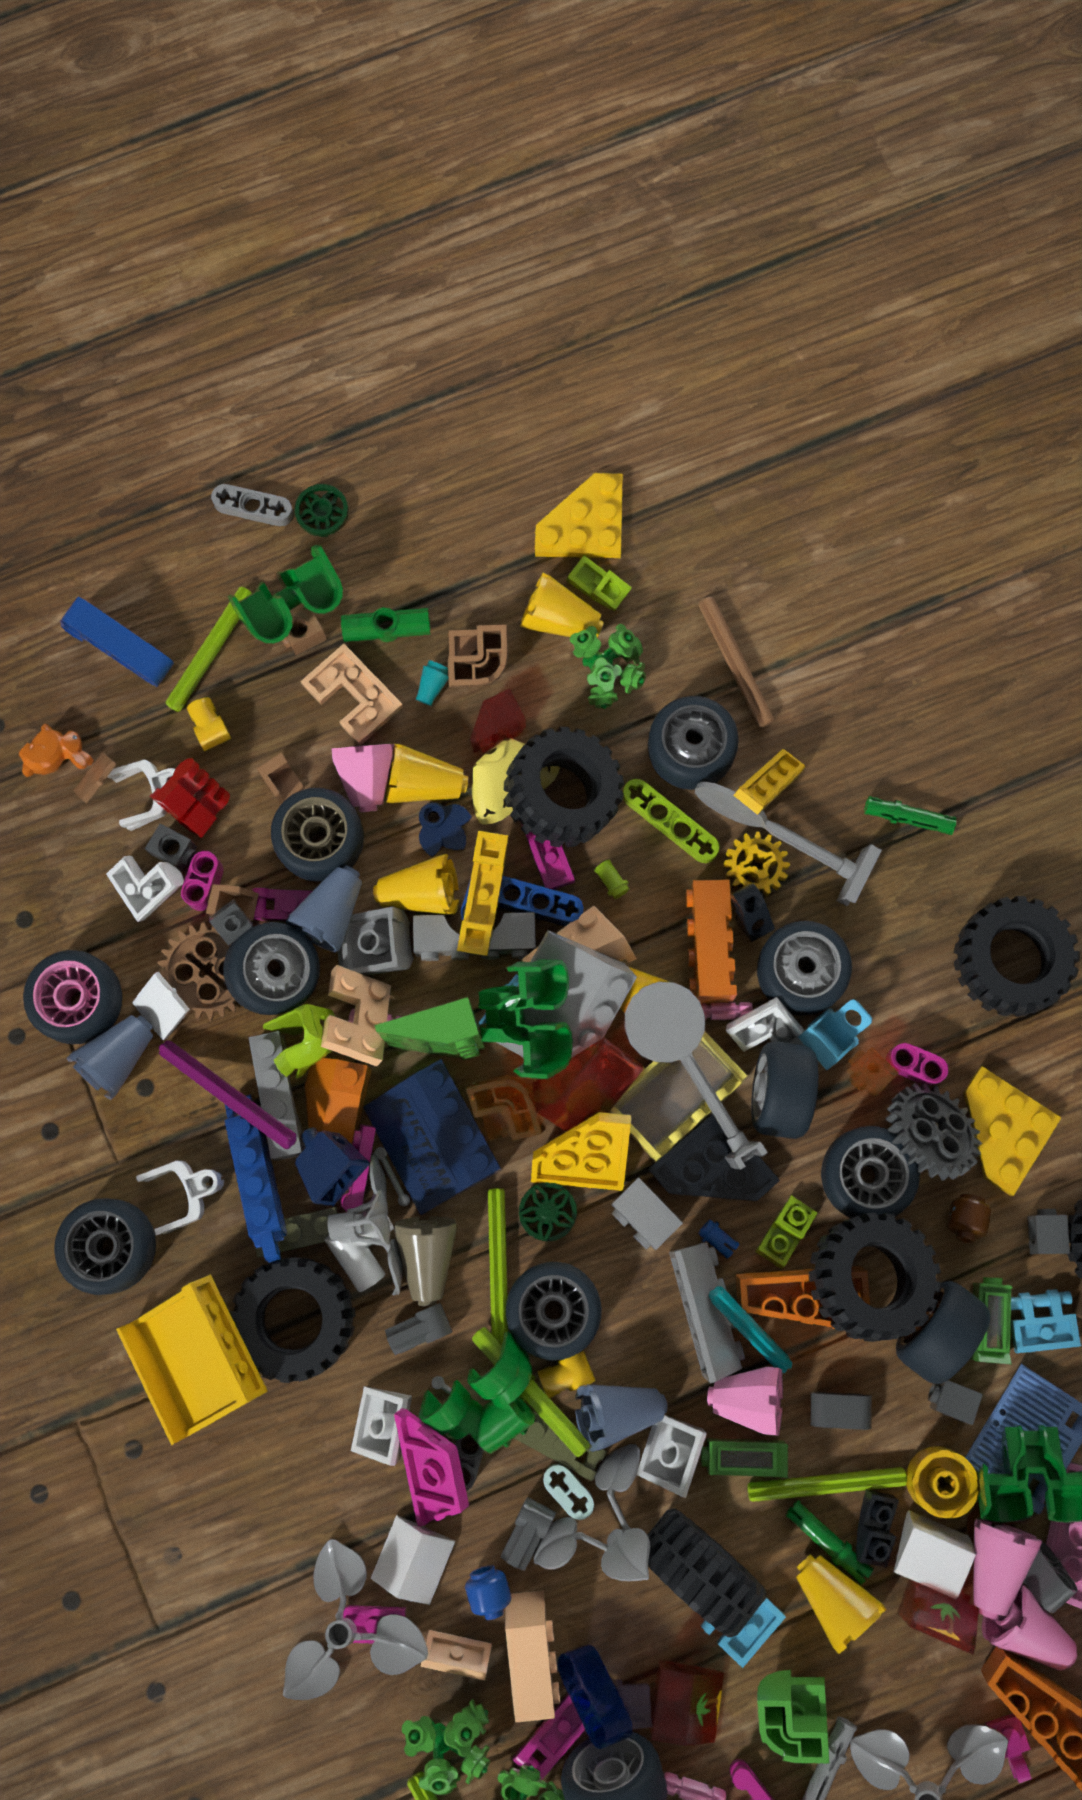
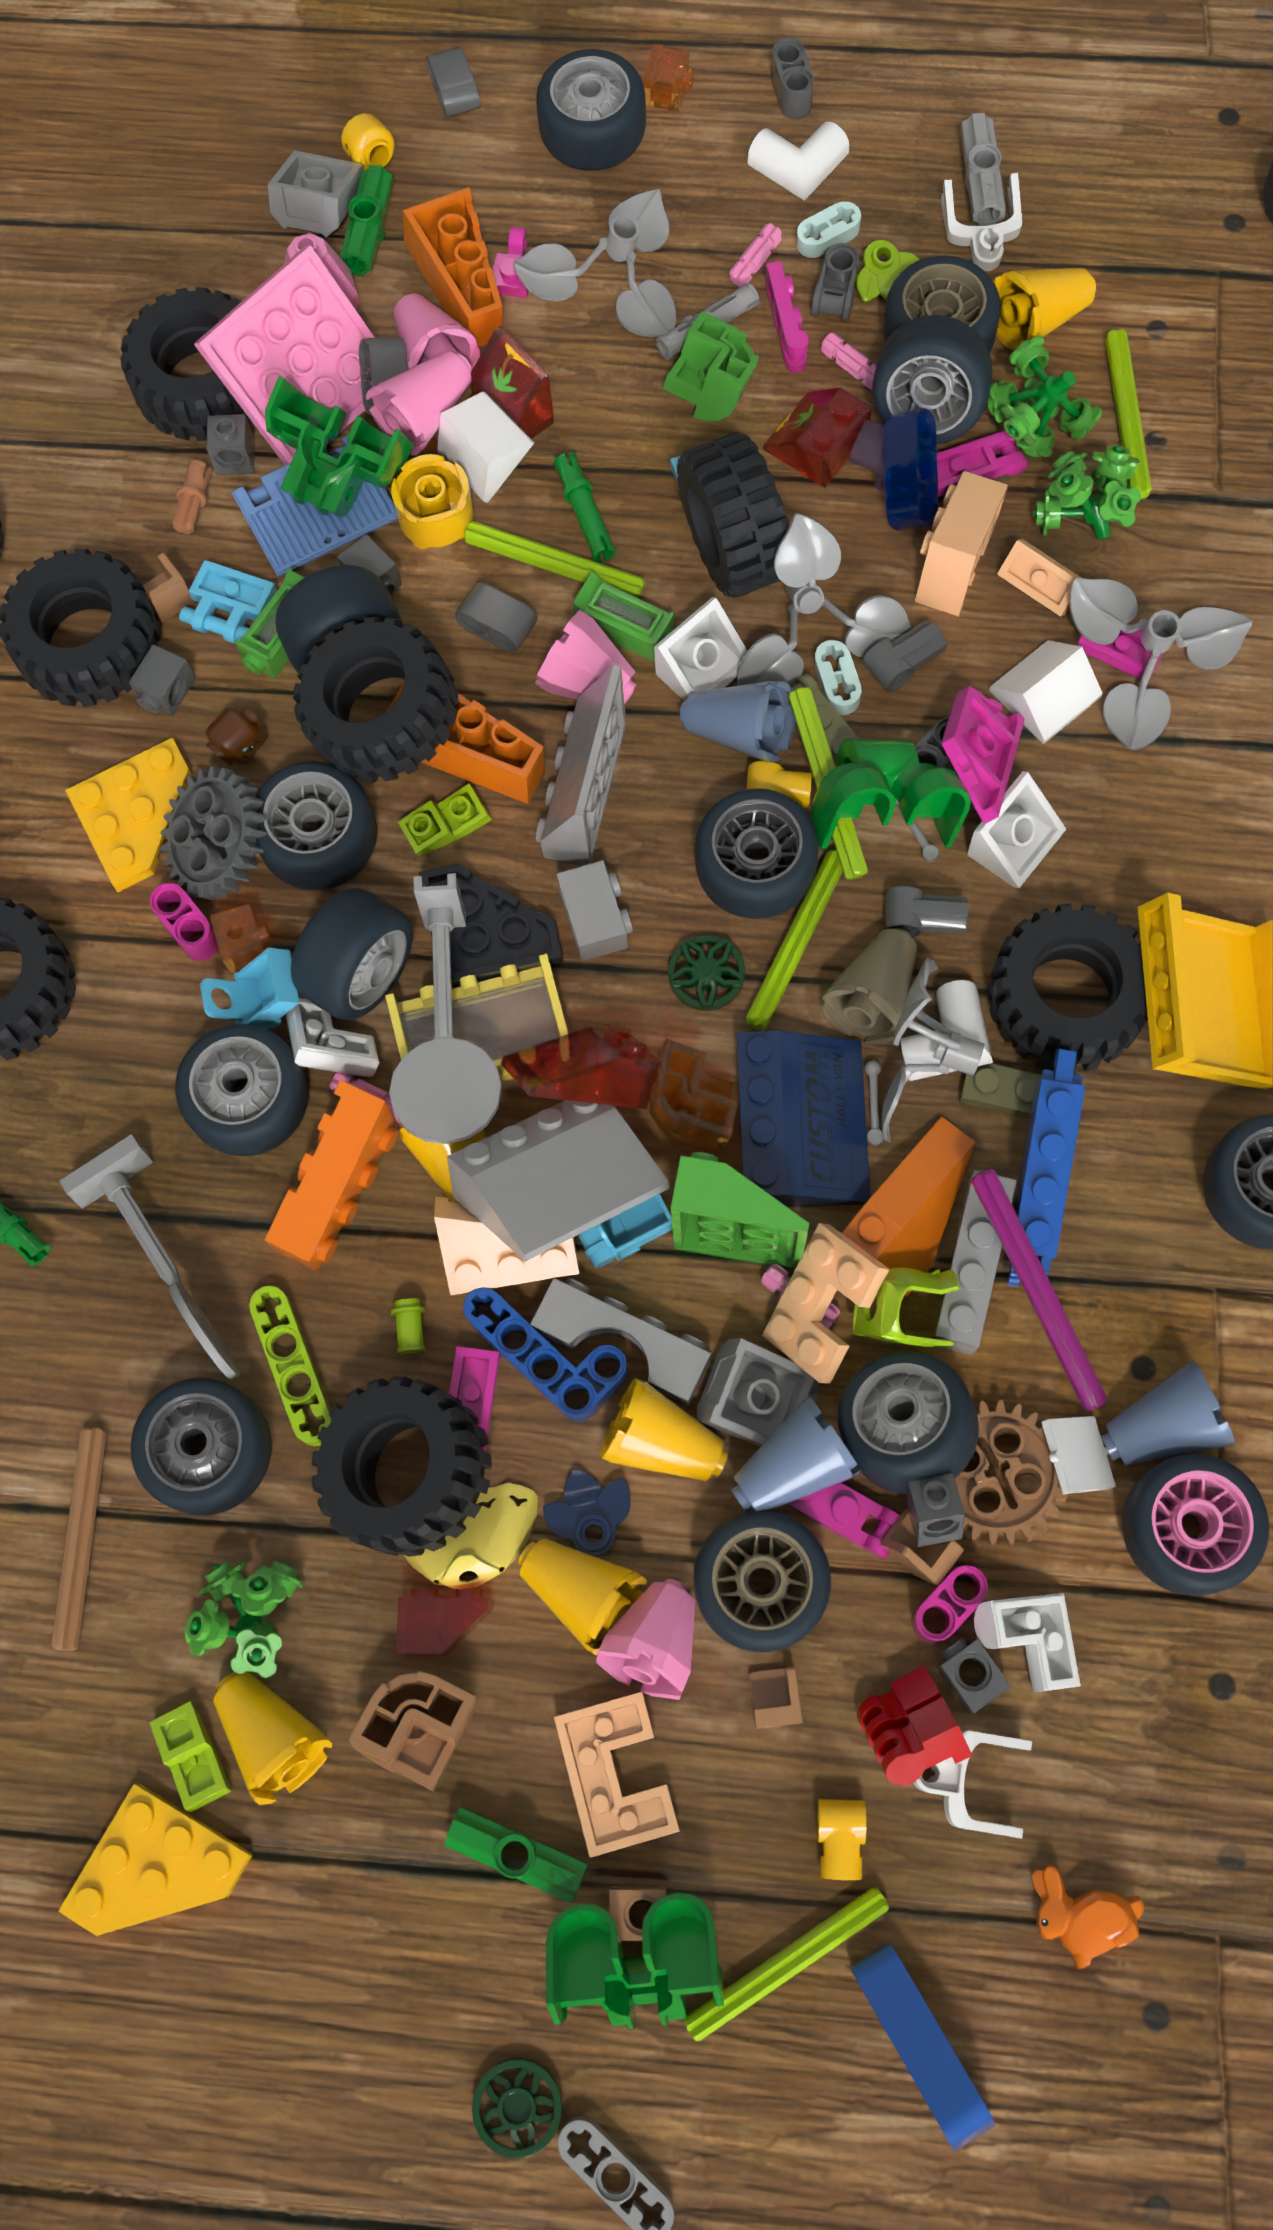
camera: 150 degrees left, 5 degrees down
(94, 777) = (1040, 1837): medium nougat piece -> none
(195, 1188) = (1128, 1200): white piece -> none
(328, 1165) = (946, 1137): dark blue torso -> none
(363, 1142) = (910, 1122): dark pink plate -> none
(433, 679) = (496, 1730): teal cone -> none
(483, 893) = (583, 1374): yellow slope -> none
(488, 1592) = (977, 617): blue head -> none
(545, 1045) = (584, 1193): green piece -> none
(587, 1154) = (623, 998): yellow plate -> none
(717, 1237) = (529, 856): blue pin -> none
(749, 908) = (261, 1188): black leg -> none
(749, 1328) = (545, 727): teal axle -> none
(752, 852) = (221, 1232): yellow gear -> none
(769, 781) = (136, 1329): yellow tile -> none
(838, 1601) = (607, 442): yellow cone -> none
(873, 1534) = (533, 492): black slope -> none

